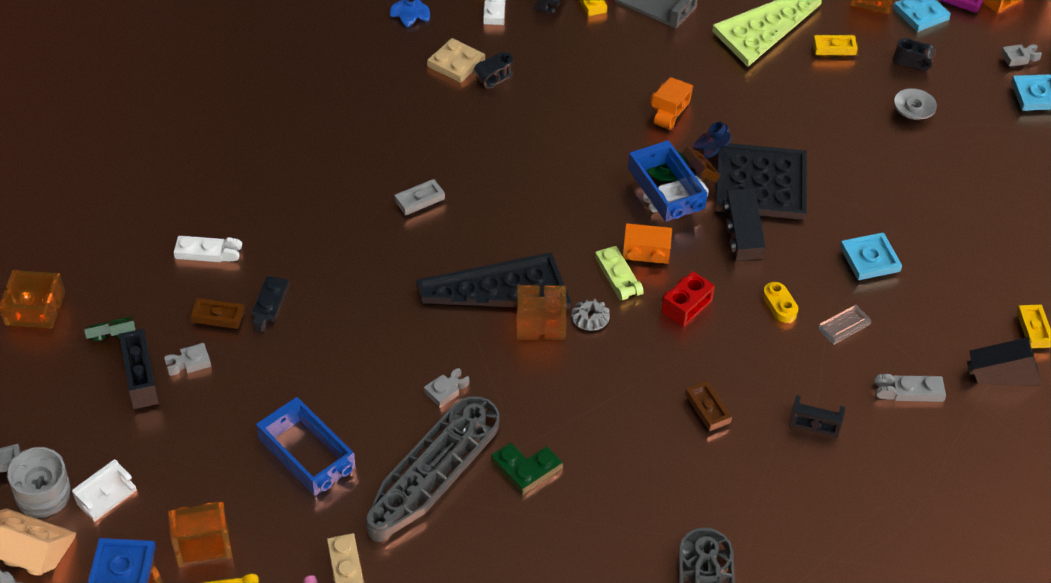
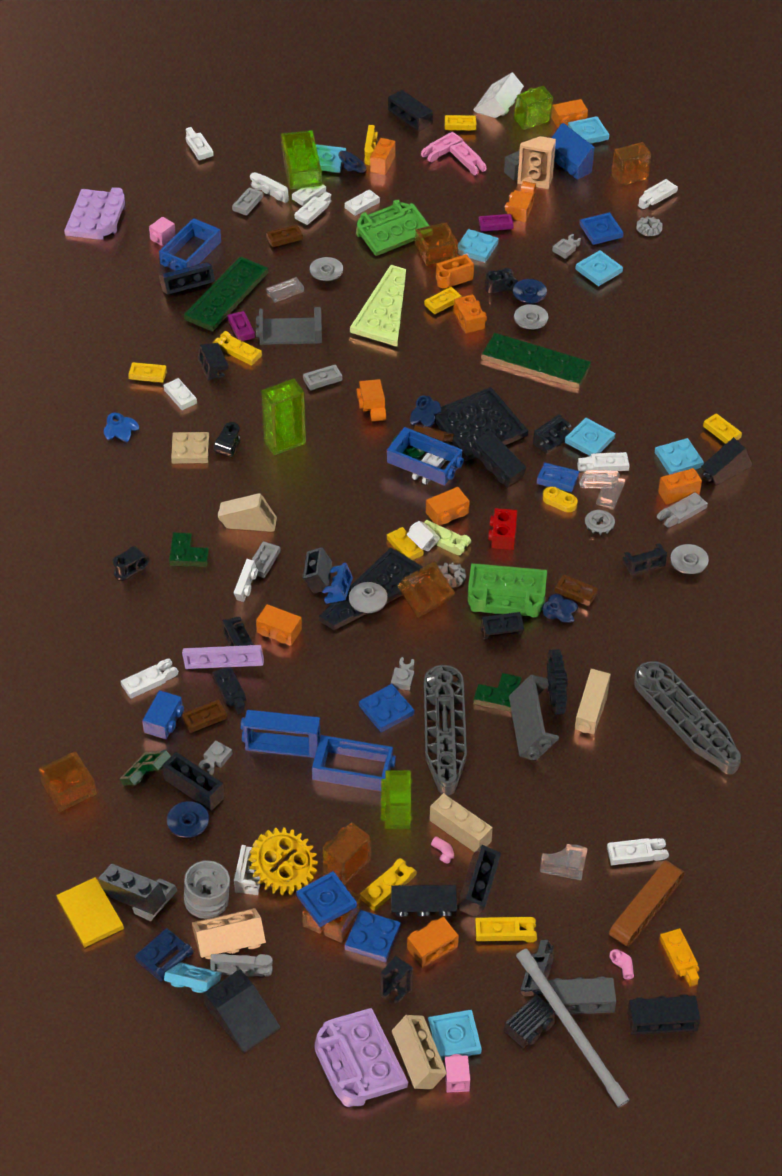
camera: 35 degrees left, 0 degrees up
(99, 395) = (184, 813): none -> dark blue dish
(137, 478) = (297, 875): none -> yellow gear
(178, 288) = (163, 714): none -> blue brick
(260, 369) = (281, 743): none -> blue window
(286, 266) = (223, 656): none -> lavender plate
(296, 132) = (131, 562): none -> black piece
(305, 510) = (396, 799): none -> clear neon green brick
(322, 258) = (236, 634): none -> black hinge
(355, 152) = (184, 555): none -> dark green plate
(370, 267) = (279, 625): none -> orange brick
(378, 205) = (243, 586): none -> white plate
(397, 411) = (386, 708): none -> blue plate
(444, 146) = (248, 514): none -> tan slope
(455, 234) = (317, 570): none -> black brick
(463, 259) = (340, 584): none -> blue hinge
(480, 288) = (368, 597): none -> light grey dish
(544, 480) = (528, 720): none -> dark grey panel
(552, 68) = (283, 416): none -> clear neon green brick
(573, 259) = (404, 544): none -> yellow plate
(581, 487) = (557, 681): none -> black gear
(591, 394) = (502, 624): none -> black hinge
(593, 259) = (423, 535): none -> white brick
(609, 536) = (592, 701): none -> tan slope
(633, 362) = (506, 589): none -> bright green plate
(643, 58) = (322, 377): none -> light grey plate
(673, 414) = (559, 608): none -> dark blue plate
(797, 277) = (558, 477): none -> blue plate
(804, 341) = (595, 517): none -> light grey gear
(830, 230) = (551, 434): none -> black hinge
(840, 303) = (599, 479): none -> clear tile
(851, 69) = (469, 313): none -> orange brick
(864, 289) = (604, 462): none -> white hinge
(868, 22) = (454, 271): none -> orange hinge
(869, 437) = (689, 559): none -> light grey dish
(884, 151) = (536, 360): none -> dark green plate
(927, 358) = (679, 485): none -> orange brick
(937, 78) = (529, 290): none -> dark blue dish
(957, 329) = (679, 456): none -> medium azure plate

